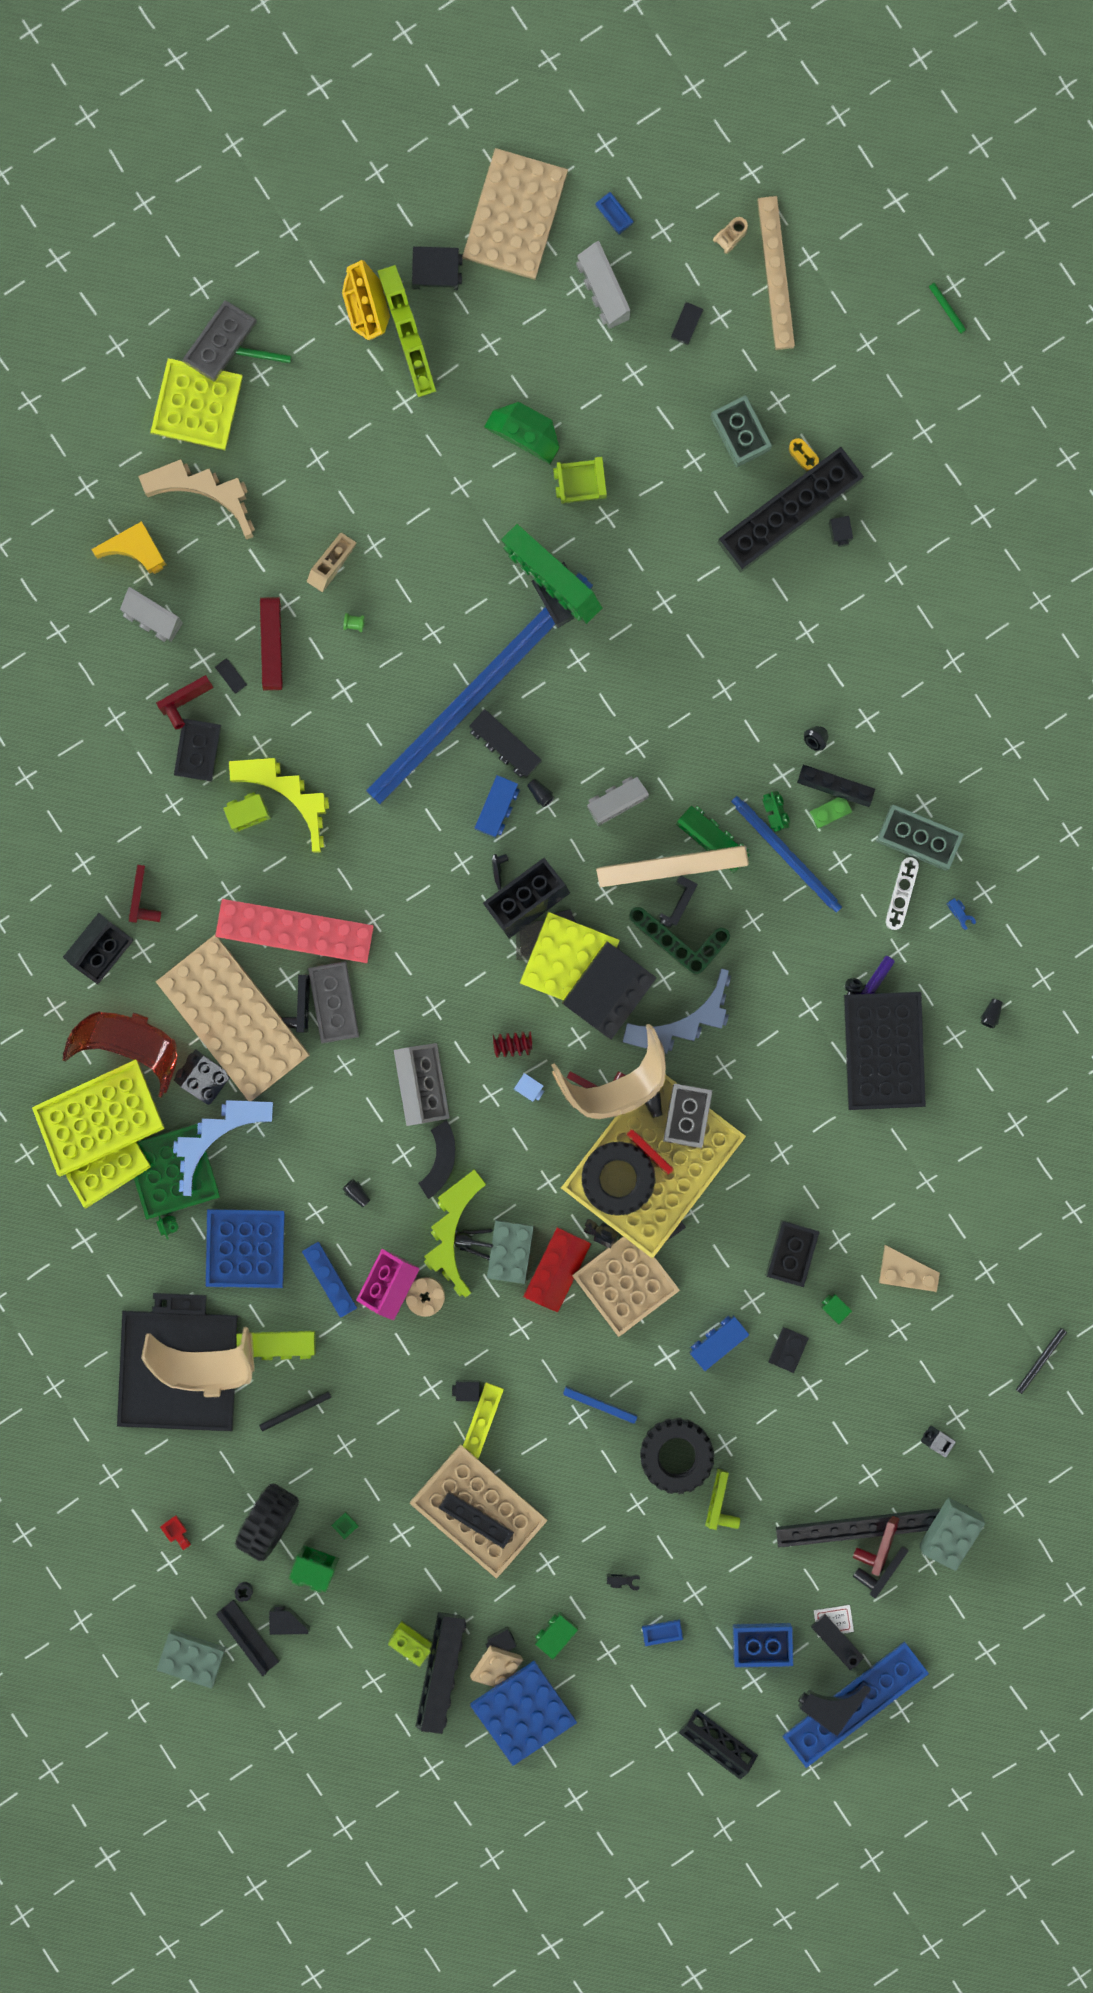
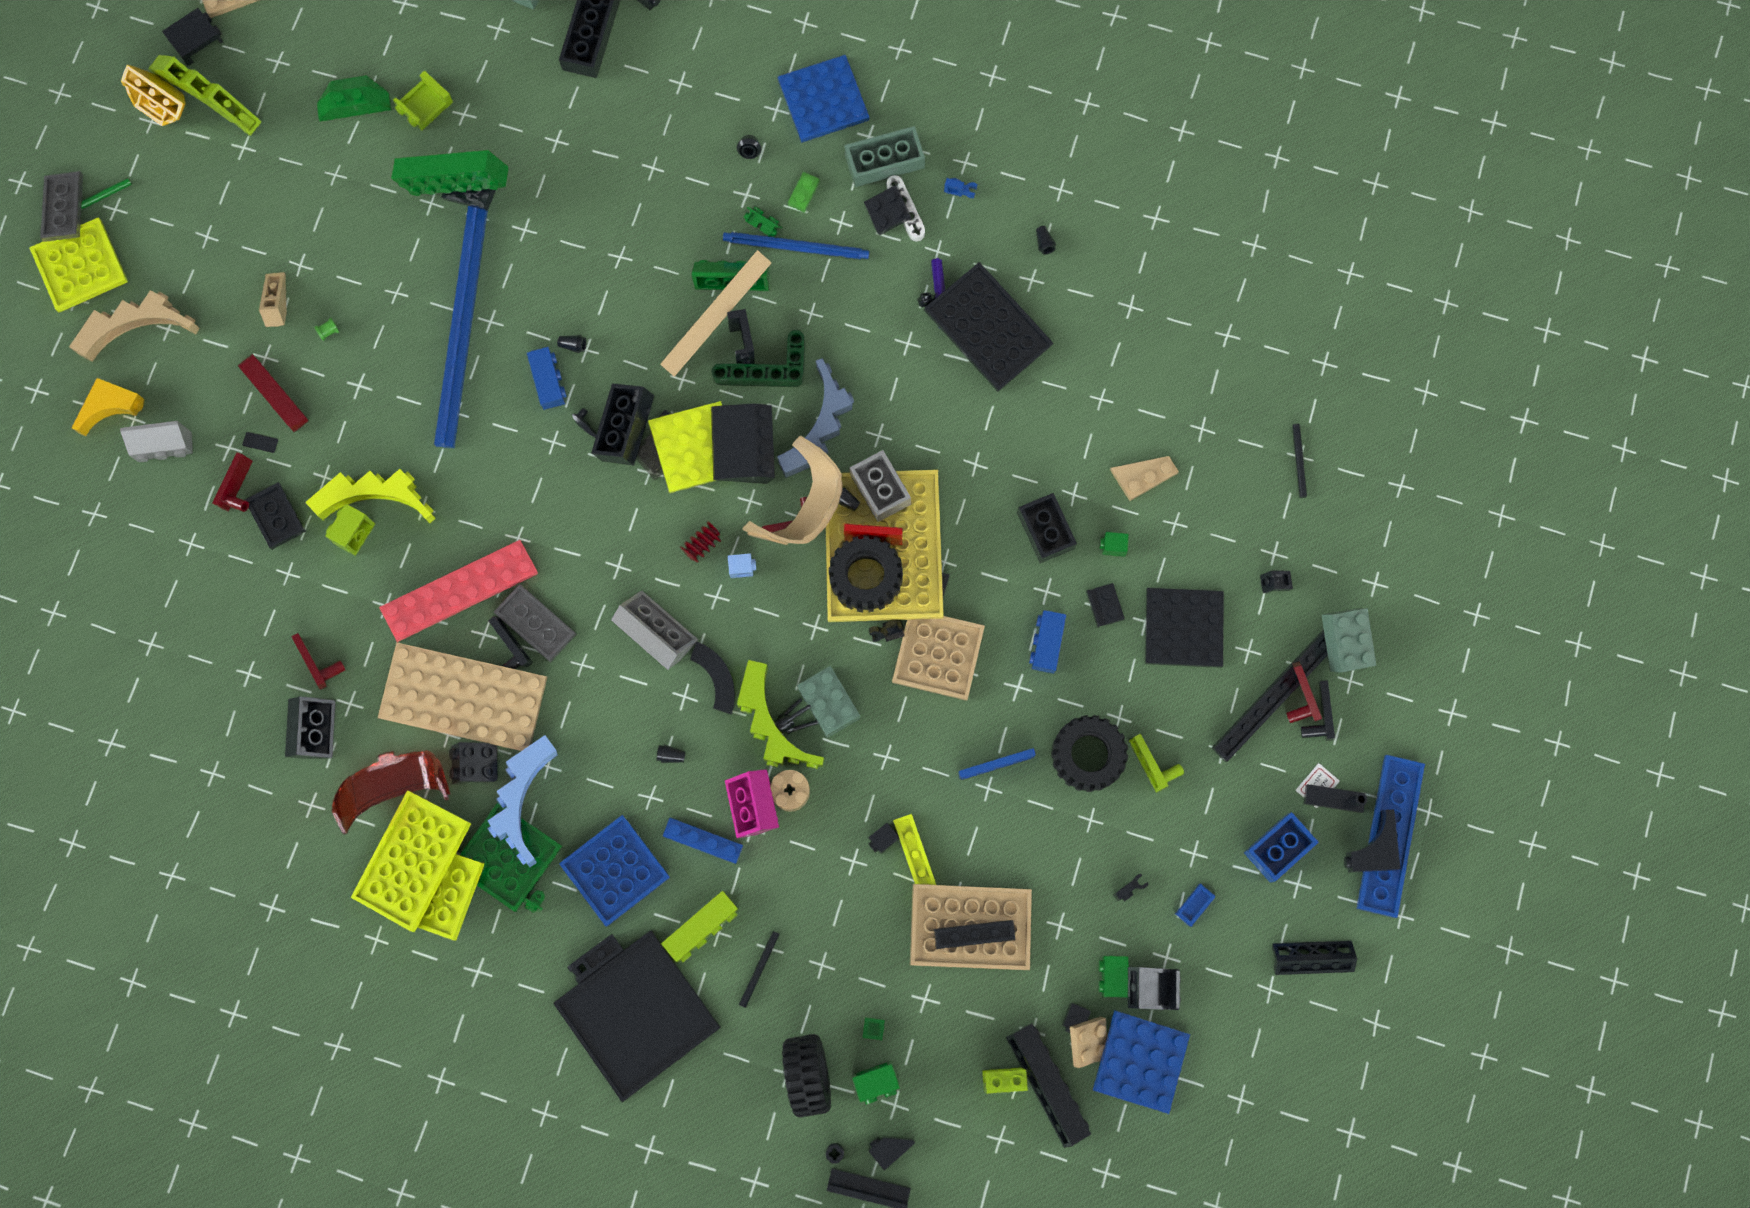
camera: 45 degrees left, 10 degrees down
(174, 1530) = (737, 1149): red plate -> none
(201, 1370) = (657, 997): tan piece -> none
(507, 745) = (515, 328): black brick -> none
(556, 1269) = (875, 686): red slope -> none
(577, 1668) = (1153, 988): none -> black panel
(617, 800) = (636, 302): light grey slope -> none
(835, 1417) = (1184, 627): none -> black plate
(836, 785) = (792, 169): black plate -> none
(885, 884) = (887, 210): none -> black plate
(913, 742) = (823, 98): none -> blue plate

